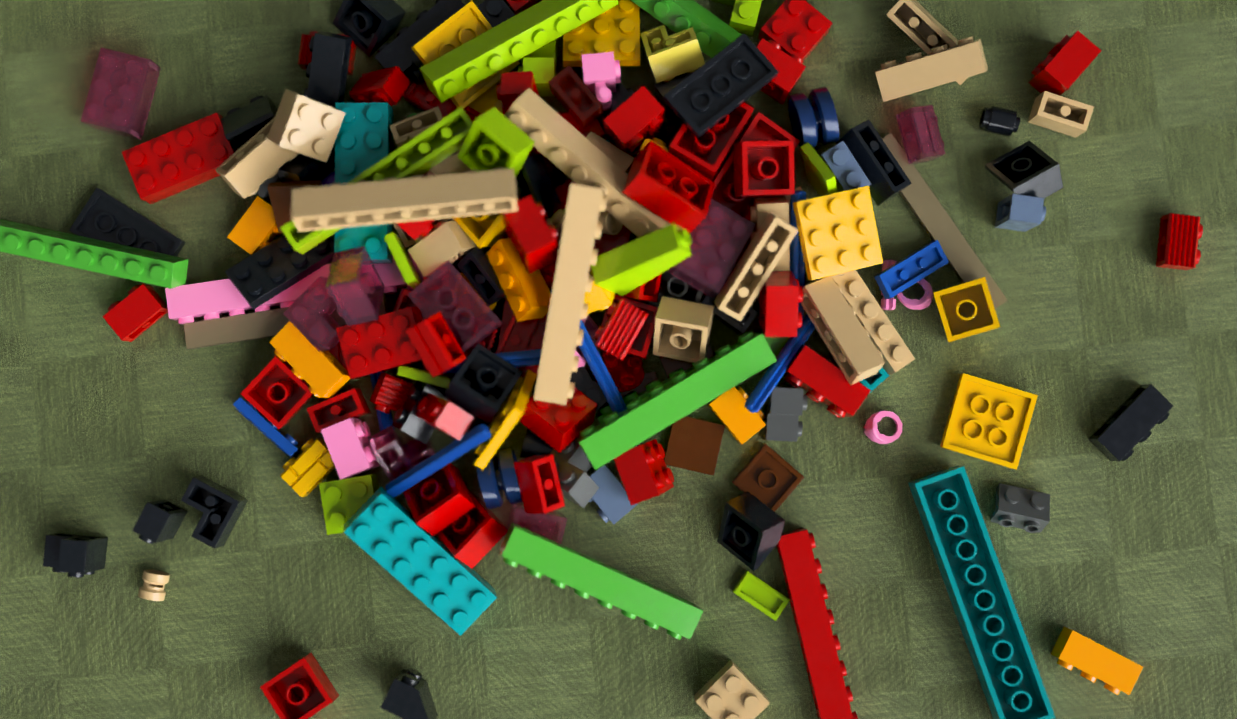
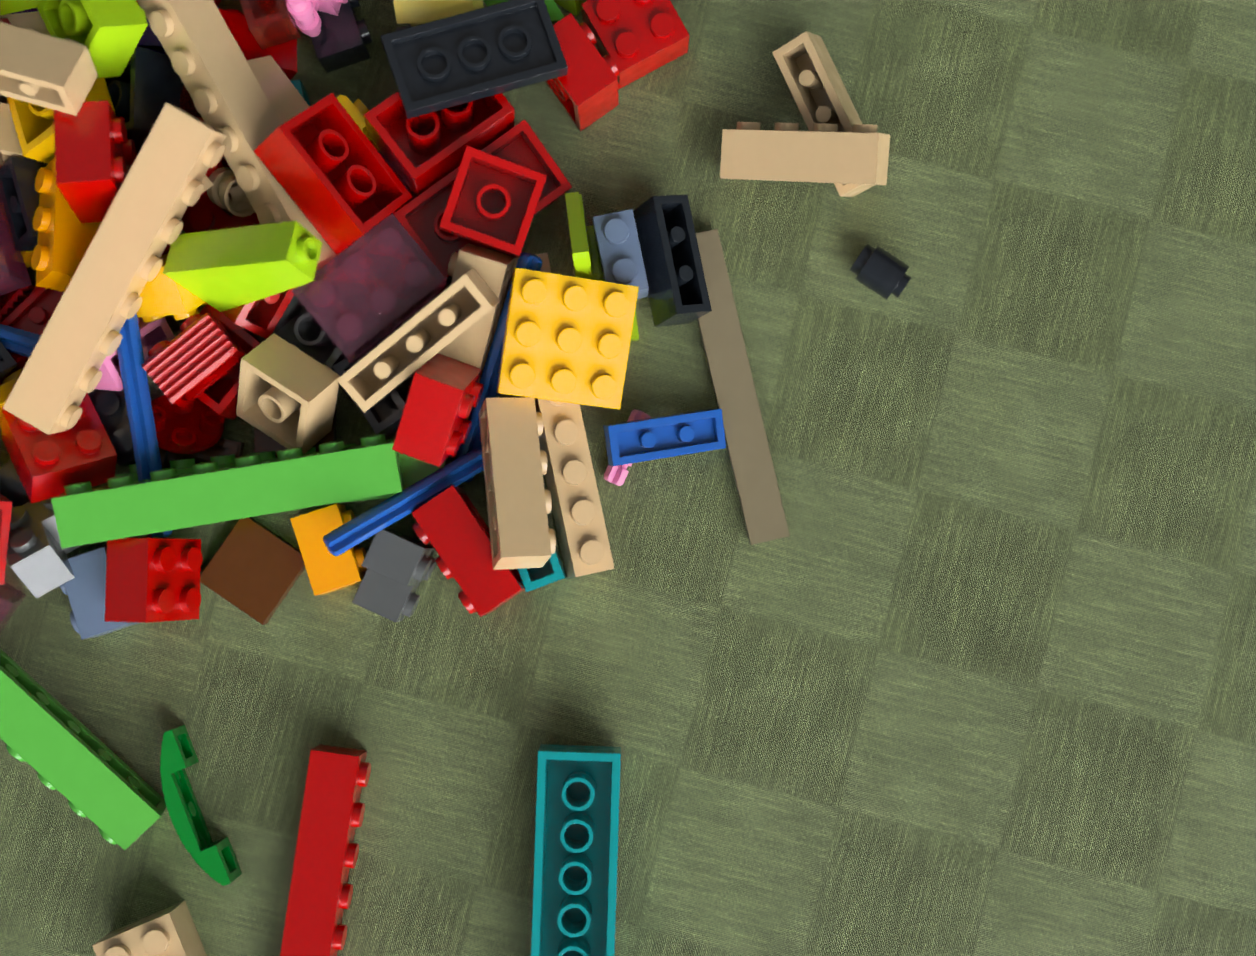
camera: 20 degrees right, 0 degrees up
(634, 122) = (336, 59): red brick -> none
(739, 623) = (213, 857): none -> green slope
(749, 529) = (277, 723): black slope -> none
(761, 595) = (263, 824): lime tile -> none
(768, 478) = (340, 661): reddish brown tile -> none
(813, 117) = (607, 162): dark blue wheel -> none
(872, 432) = (517, 646): bright pink piece -> none
(916, 304) = (668, 491): bright pink piece -> none
(920, 134) = (757, 246): clear pink brick -> none
(966, 309) = (719, 525): yellow brick -> none
(988, 421) = (692, 701): yellow plate -> none
(1020, 212) = (855, 415): sand blue brick -> none
(1021, 508) = (689, 846): dark grey bracket -> none
(1027, 171) = (886, 359): black slope -> none
(1060, 114) = (972, 295): tan brick -> none
(1064, 64) = (1003, 225): red brick -> none
(1131, 423) = (899, 785): black brick -> none
(1179, 241) = (1074, 547): red brick -> none

